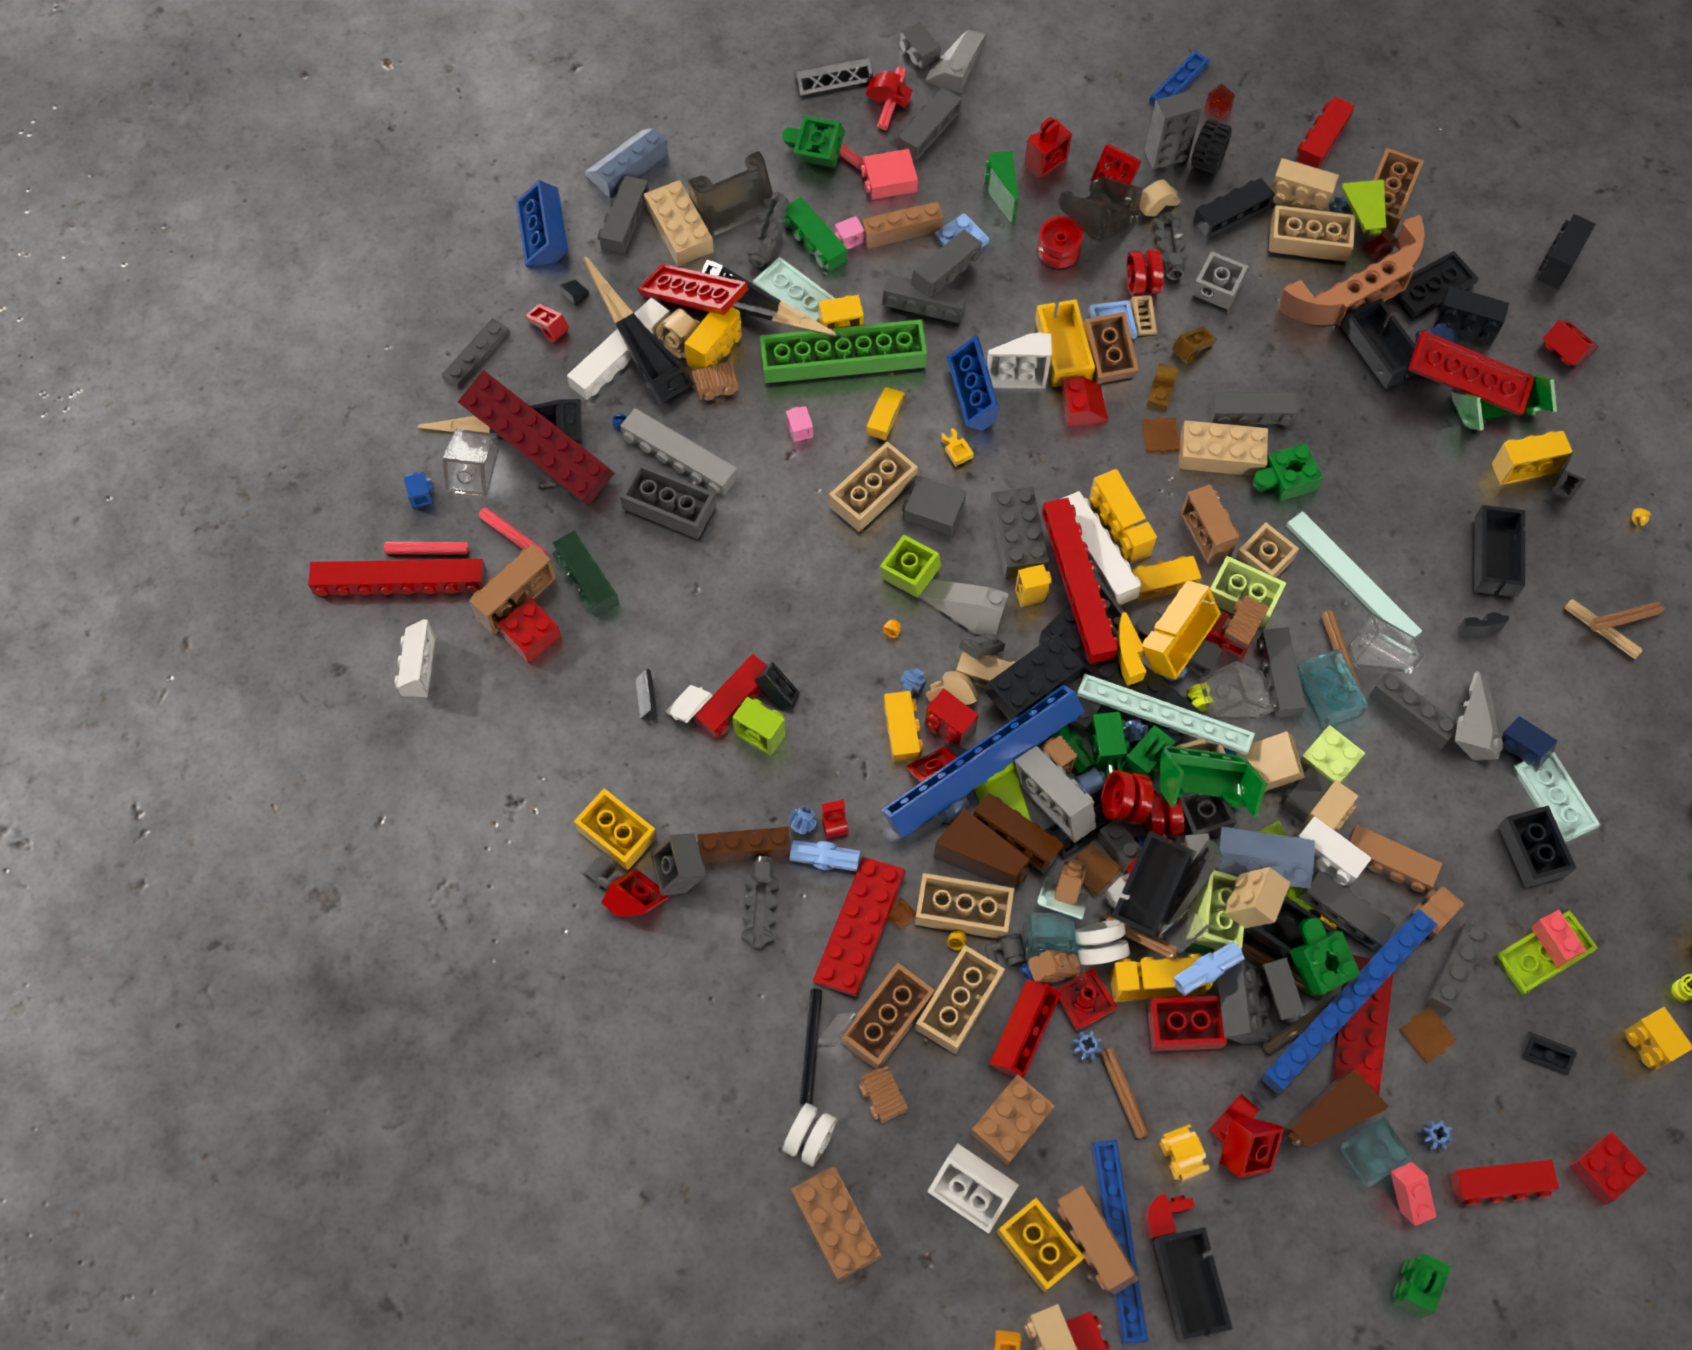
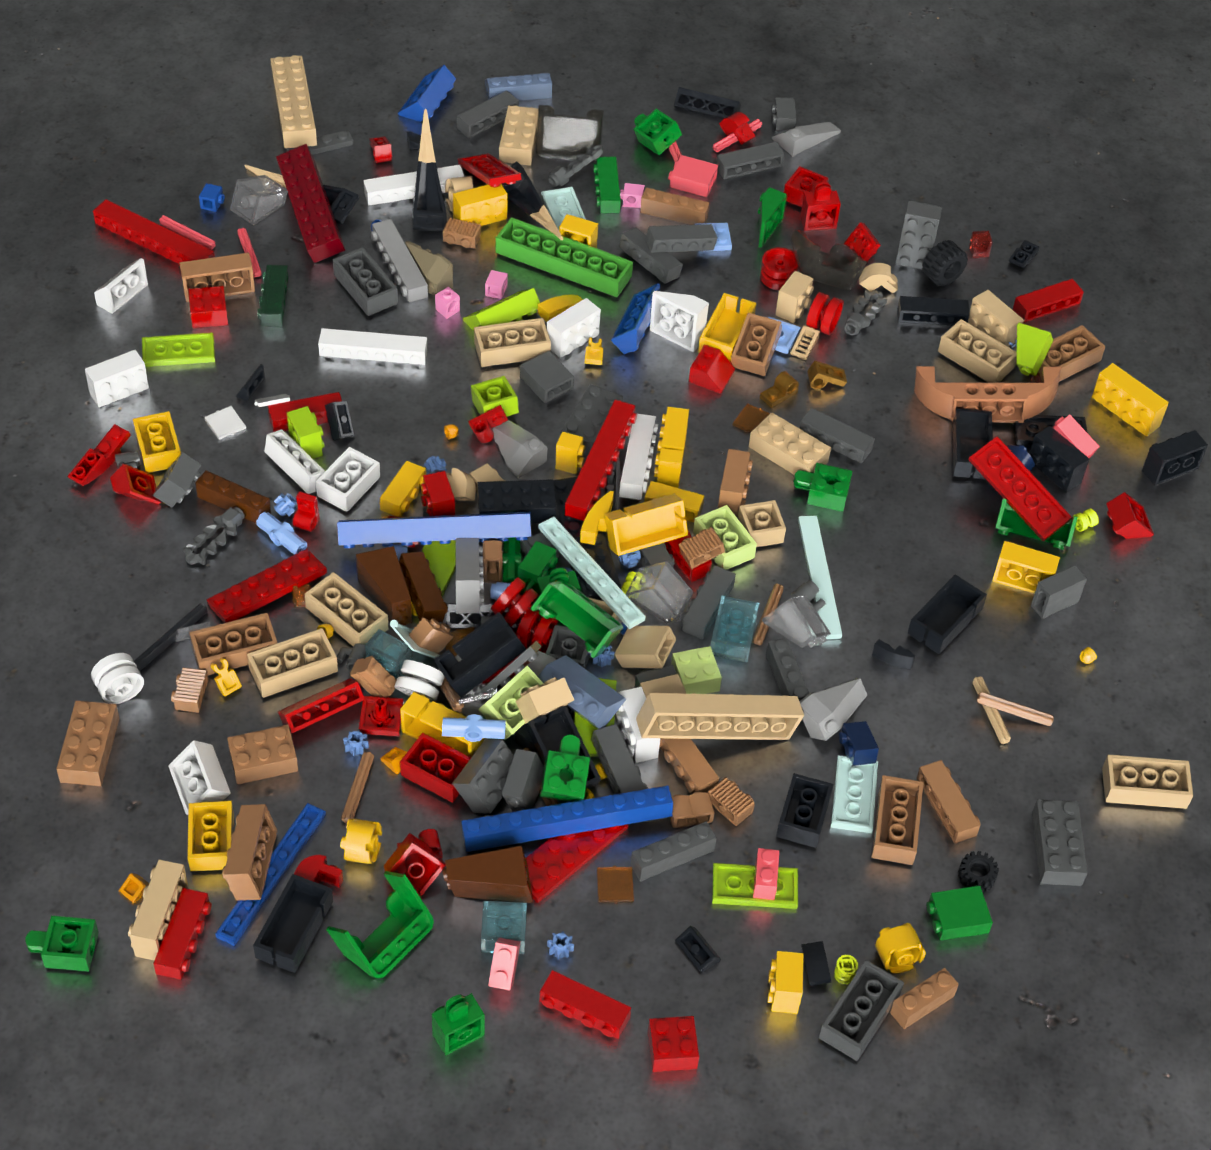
camera: 30 degrees right, 15 degrees down
(410, 316) = (293, 101): none -> tan brick
(511, 780) = (117, 378): none -> white brick
(536, 700) = (178, 349): none -> lime tile
(567, 883) = (101, 458): none -> red slope
(656, 758) = (225, 422): none -> white piece
(731, 444) = (434, 268): none -> dark tan wedge
(736, 575) = (373, 346): none -> white brick
(769, 476) = (447, 302): none -> bright pink brick
(773, 764) = (293, 460): none -> white brick
(831, 452) = (505, 310): none -> lime slope
(842, 751) = (348, 479): none -> white brick
(910, 1060) = (227, 679): none -> yellow plate
(921, 599) = (483, 424): none -> red plate
(923, 431) = (573, 327): none -> white brick
(982, 645) = (496, 466): dark grey plate -> none
(1013, 120) = (800, 182): none -> red brick
(1102, 269) = (794, 297): none -> tan brick
(1133, 1036) = (393, 758): none -> light orange slope
(1181, 77) = (966, 220): blue tile -> none
(1219, 280) = (879, 346): light grey brick -> none
(1263, 89) = (1024, 254): none -> black slope
(1283, 1230) = (394, 937): none -> green windscreen
(1361, 607) = (810, 590): none -> dark grey piece
(1406, 803) = (719, 716): none -> tan brick
(1464, 878) = (731, 801): none -> medium nougat brick
(1477, 282) = (1076, 435): none -> coral brick
(1483, 208) = (1130, 399): none -> yellow brick
(1536, 364) = (1086, 519): none -> neon yellow wheel
(1619, 803) = (897, 820): none -> medium nougat brick
(1642, 752) = (948, 801): none -> medium nougat brick
(1658, 996) = (816, 963): none -> black slope

